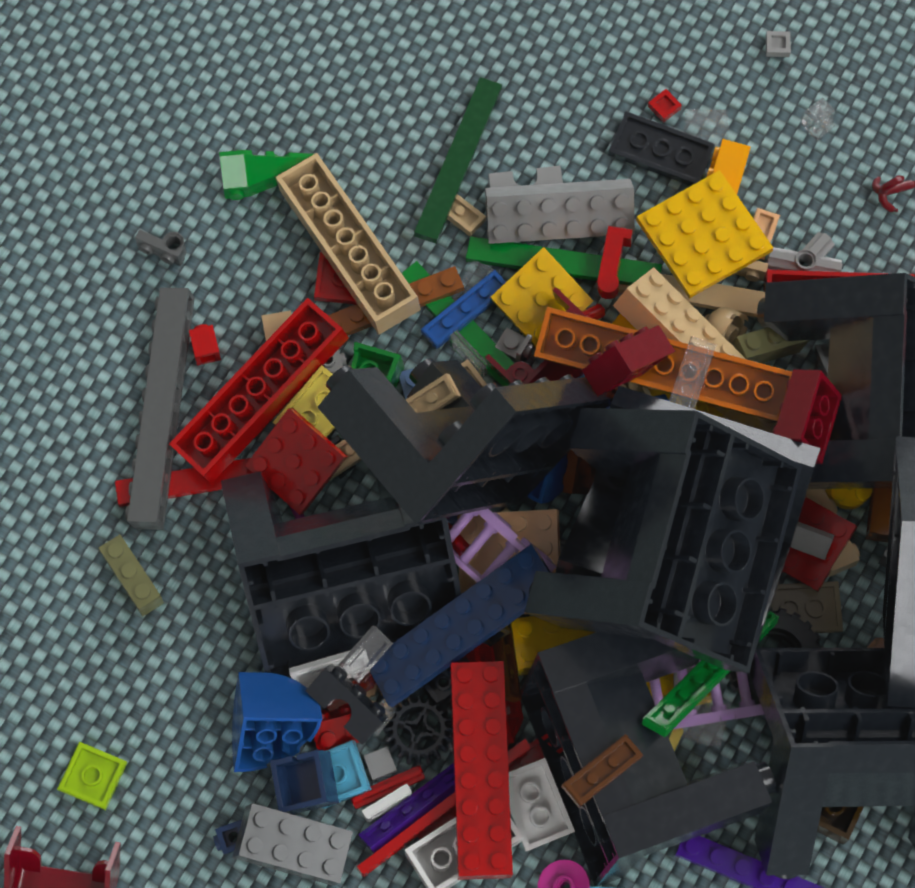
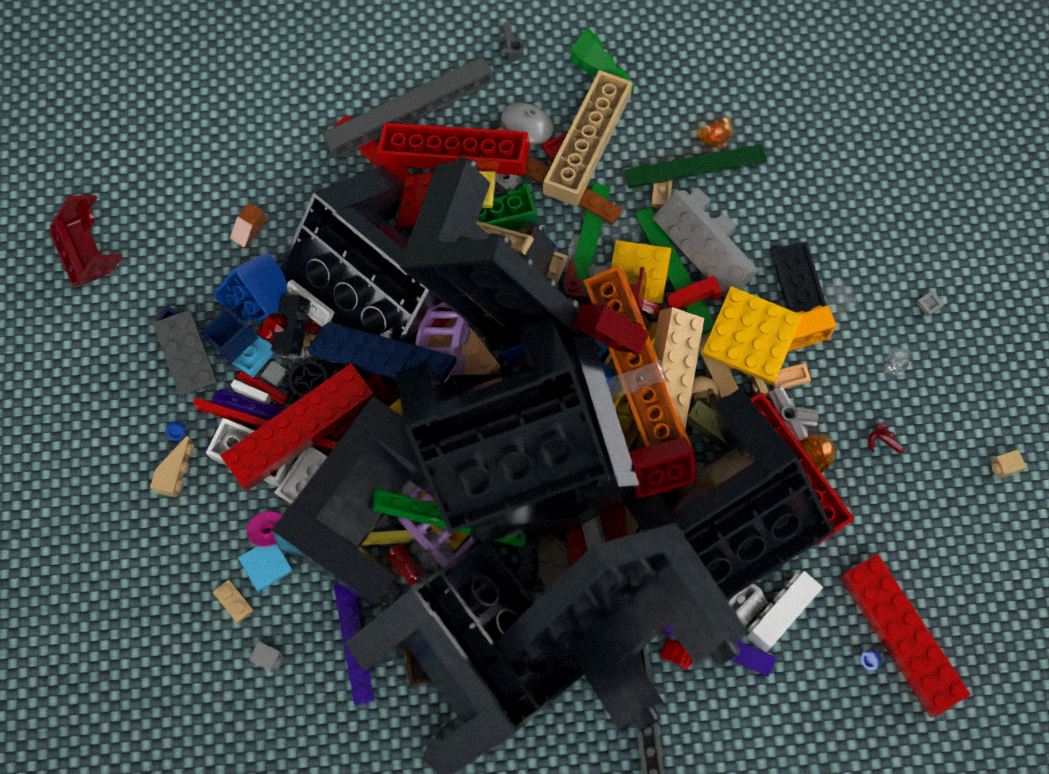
camera: 55 degrees right, 0 degrees up
(92, 776) = (160, 221): lime tile -> none
(131, 575) = (293, 160): olive brick -> none
(175, 679) = (248, 225): none -> dark orange slope
(204, 344) = (466, 105): red brick -> none
(275, 294) = (529, 119): none -> light grey dish
(365, 653) = (328, 314): clear tile -> none
(437, 111) = (717, 133): none -> clear orange cylinder
(463, 310) = (597, 232): blue tile -> none
(602, 770) = (321, 483): reddish brown tile -> none
(664, 105) = (830, 262): red plate -> none
(703, 761) = (405, 564): none -> red hinge
(866, 257) = (820, 450): none -> clear orange cylinder

